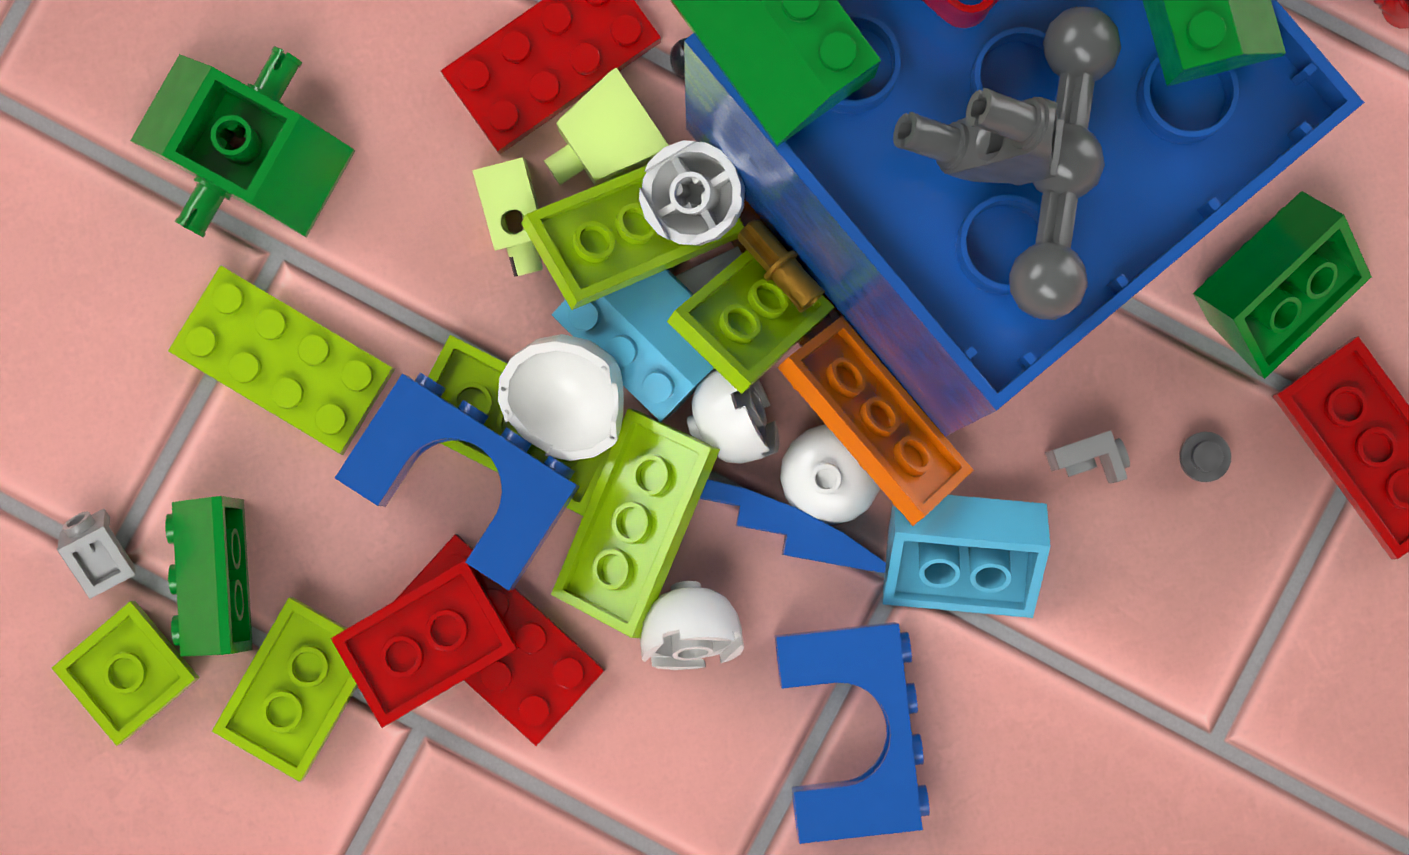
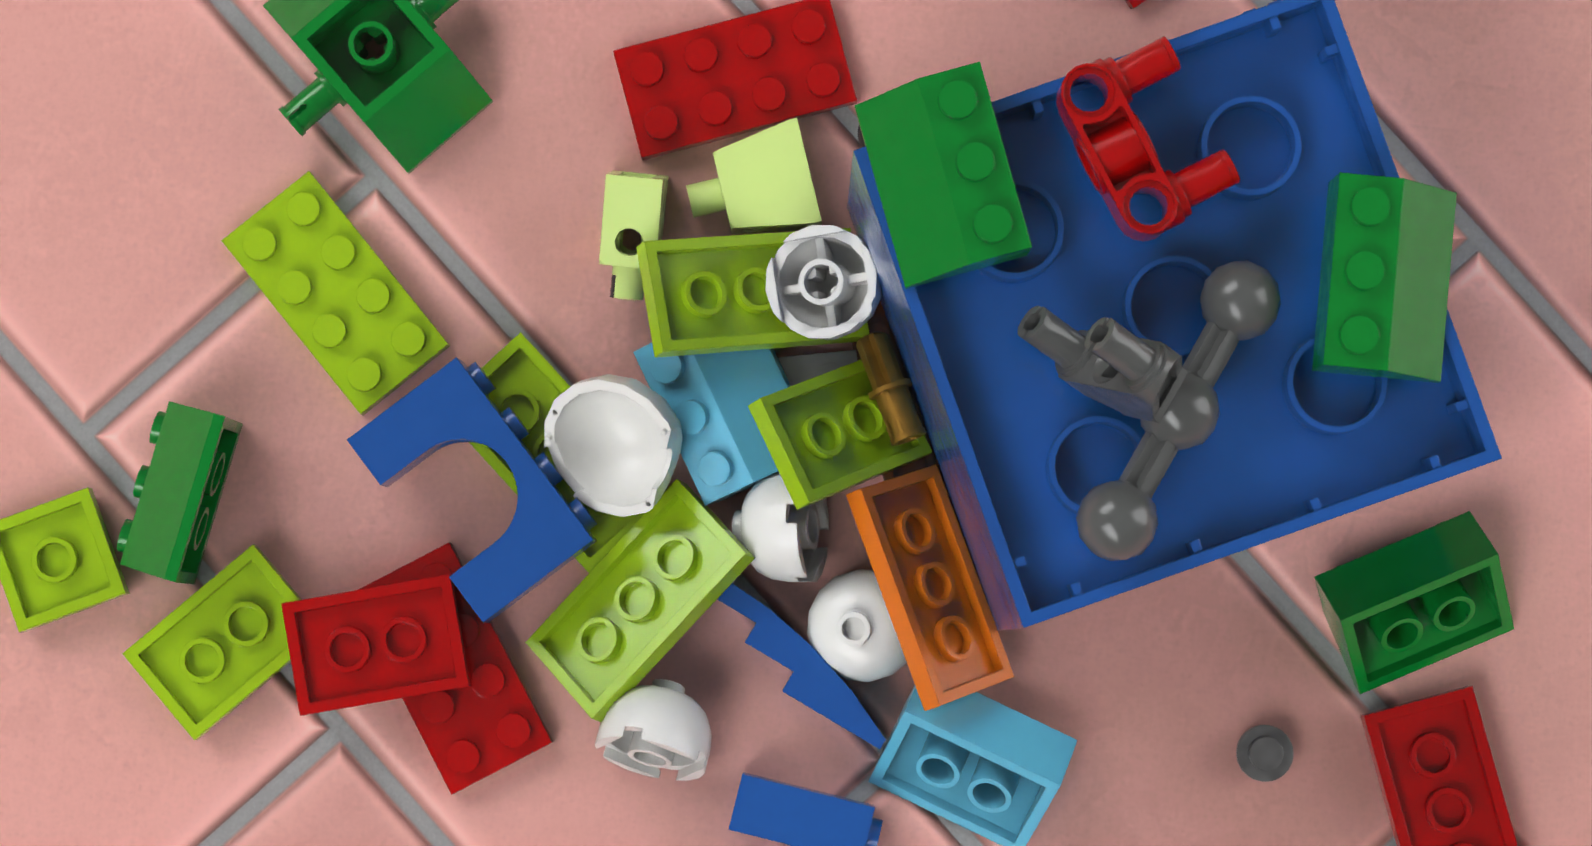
camera: 25 degrees right, 0 degrees up
(94, 553) = (68, 423): light grey bracket -> none
(1080, 457) = (1133, 702): light grey bracket -> none

